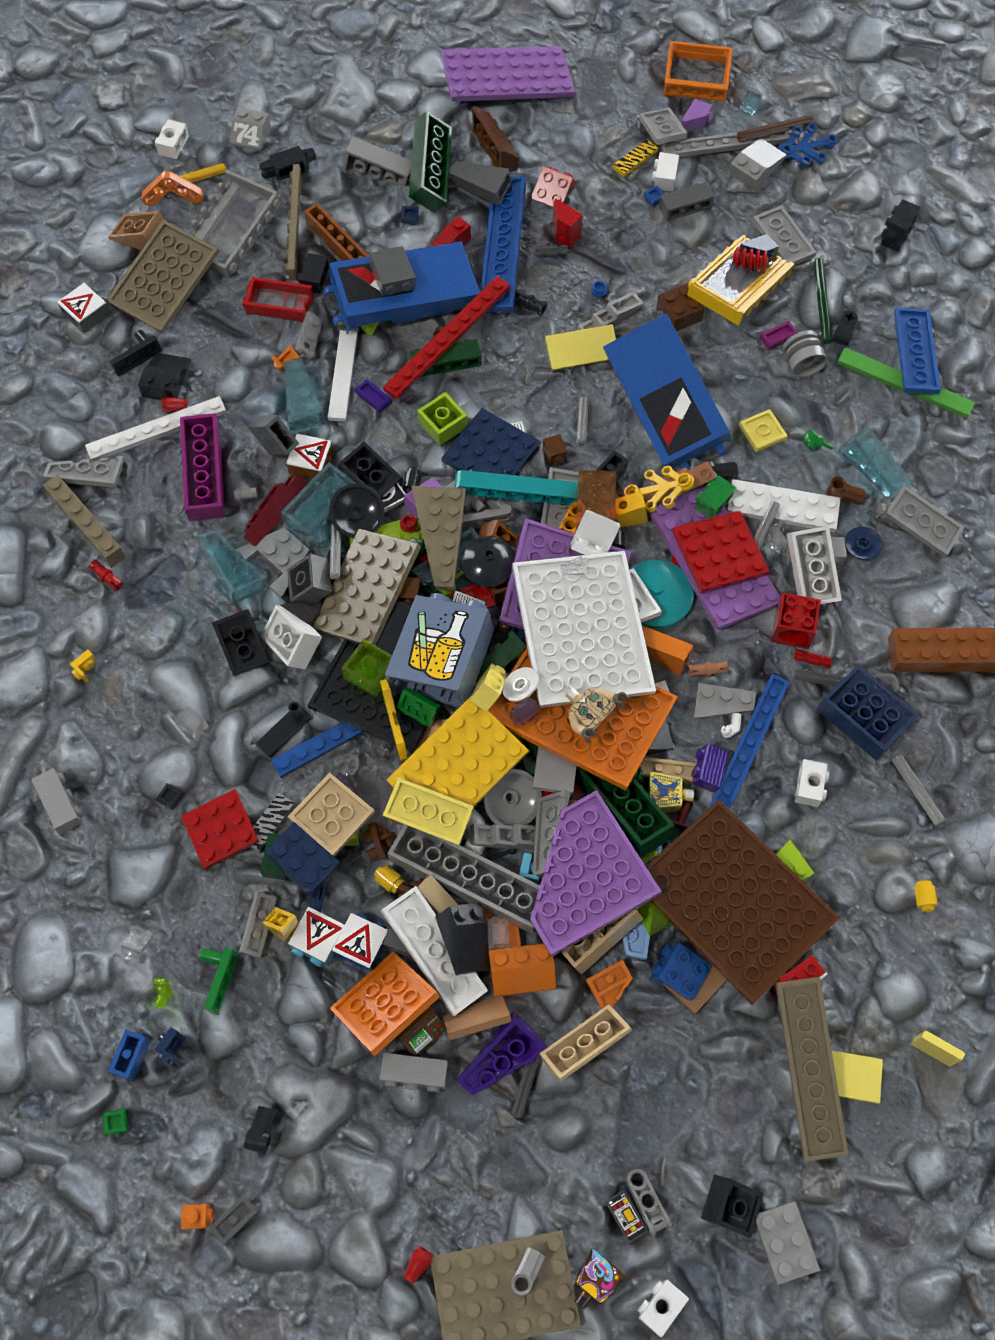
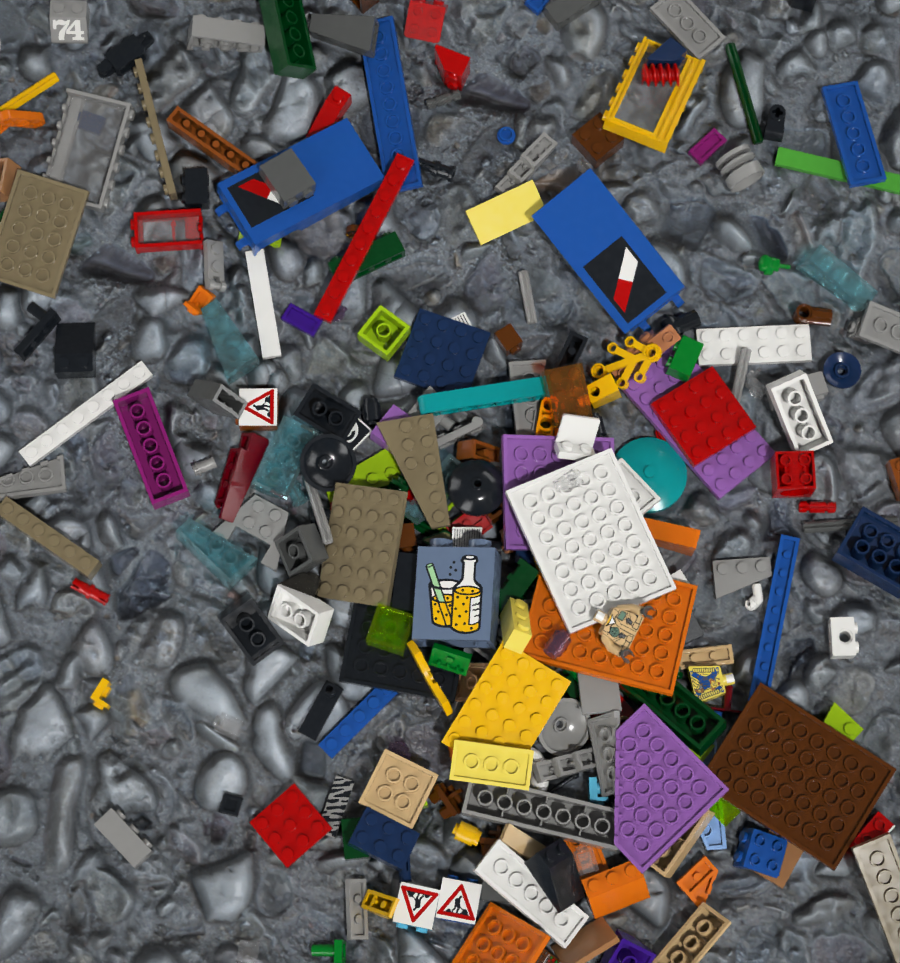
camera: 15 degrees left, 10 degrees up
(173, 405) = (96, 382): red cone -> none
(408, 523) = (382, 461): red plate -> none
(409, 214) = (278, 90): dark blue plate -> none
(520, 684) = (540, 613): white dish -> none
(707, 669) = (717, 543): nougat pin -> none
(709, 768) = (743, 647): dark purple brick -> none
(763, 430) = (714, 264): light yellow tile -> none

